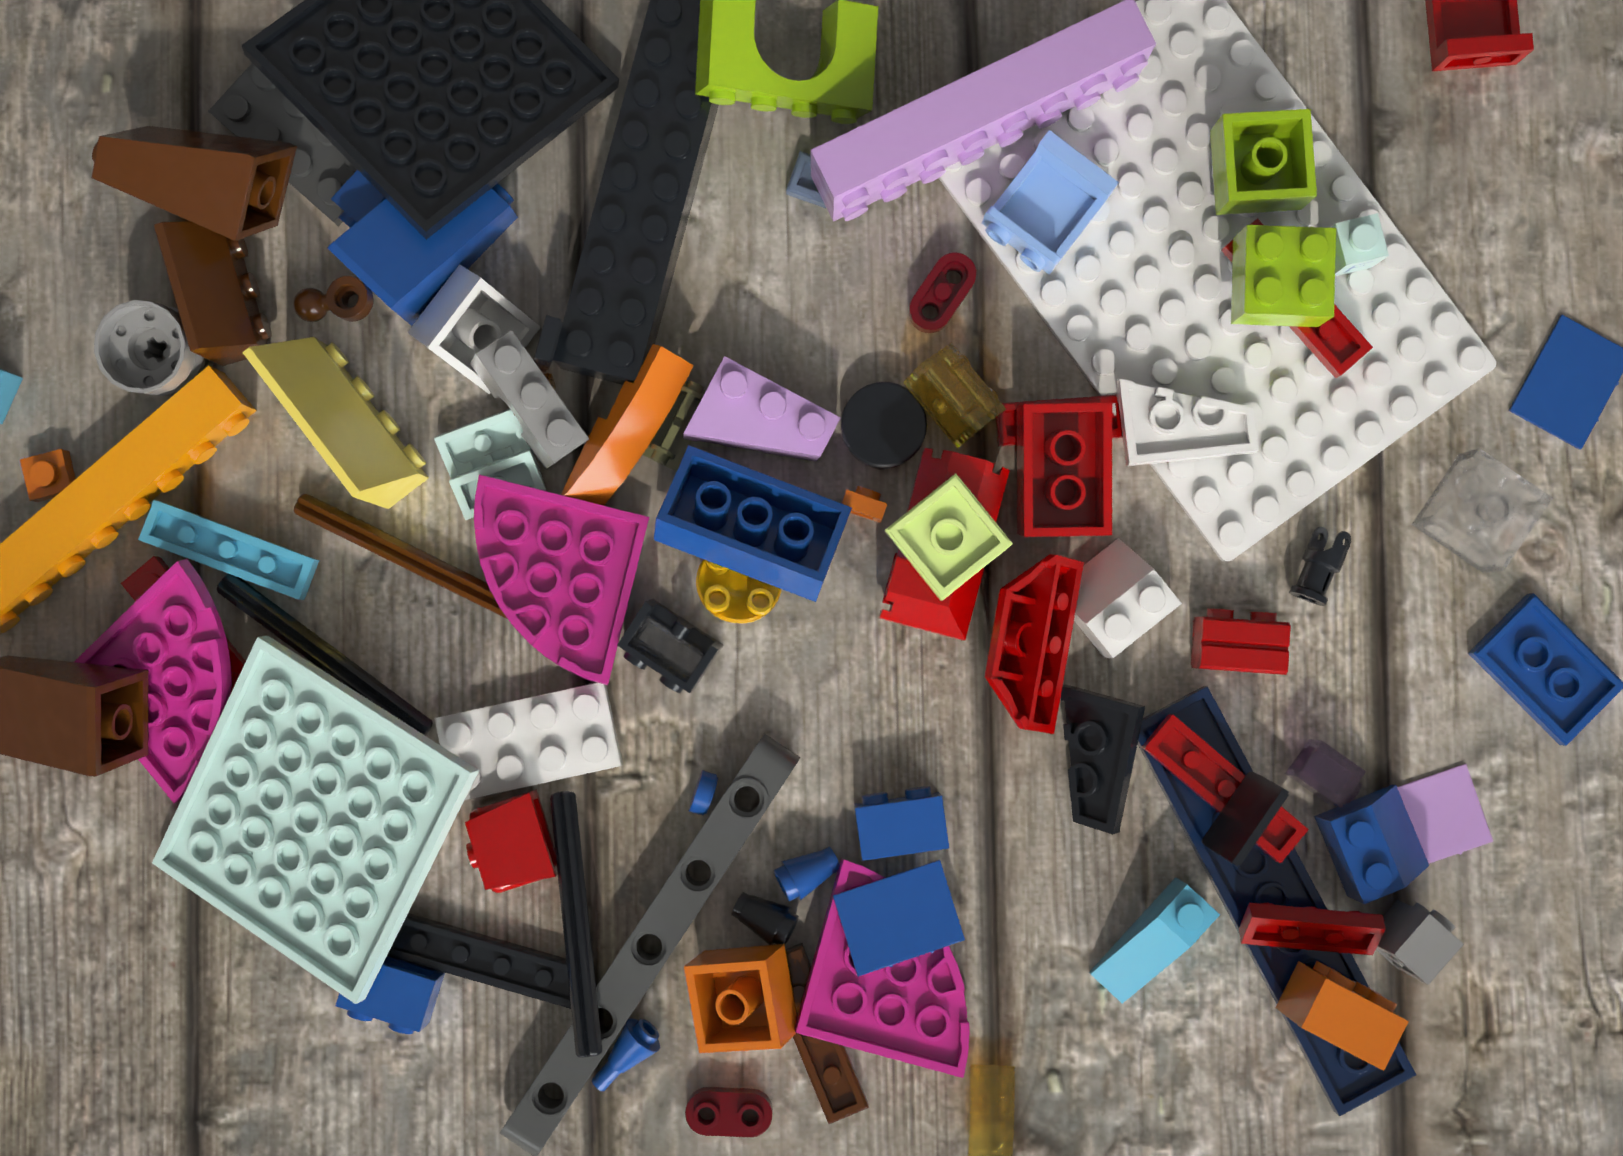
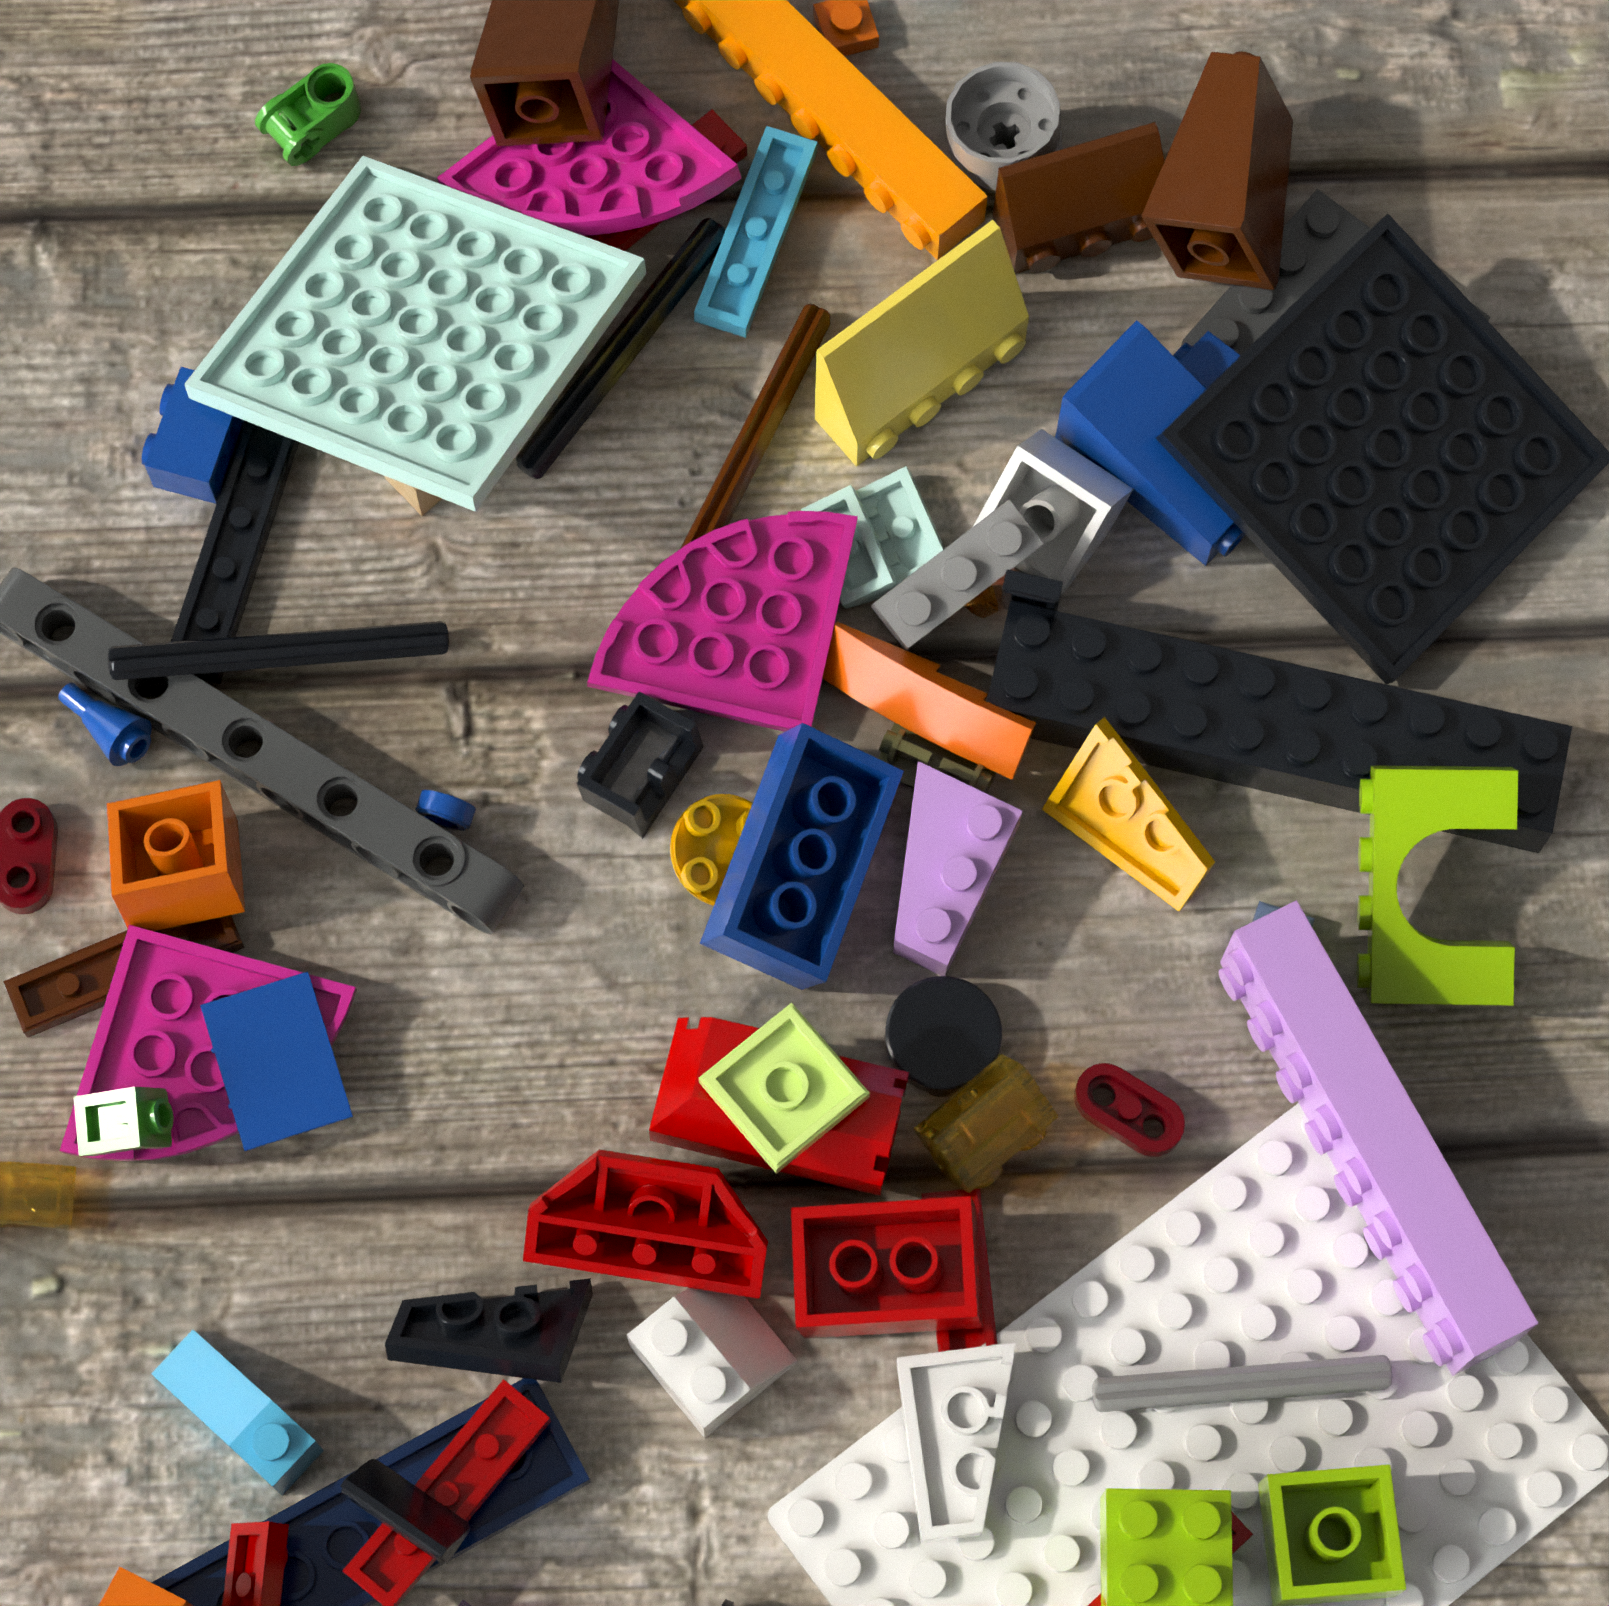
camera: 85 degrees right, 15 degrees down
(111, 911) = (308, 118): none -> bright green piece
(313, 305) = (1075, 318): reddish brown plate -> none
(511, 843) = (383, 573): red torso -> none
(534, 739) = (514, 598): white plate -> none
(723, 281) = (1128, 819): none -> yellow wing
(765, 918) = (277, 895): black cone -> none
(805, 873) = (337, 943): blue cone -> none
(865, 503) = (835, 1007): orange plate -> none
(901, 824) = (401, 1065): blue brick -> none
(948, 1031) = (123, 1120): none -> bracket
(1048, 203) = (1254, 1244): light blue panel -> none
(1146, 221) = (1242, 1383): none -> light grey axle
(1240, 644) = (649, 1527): red brick -> none

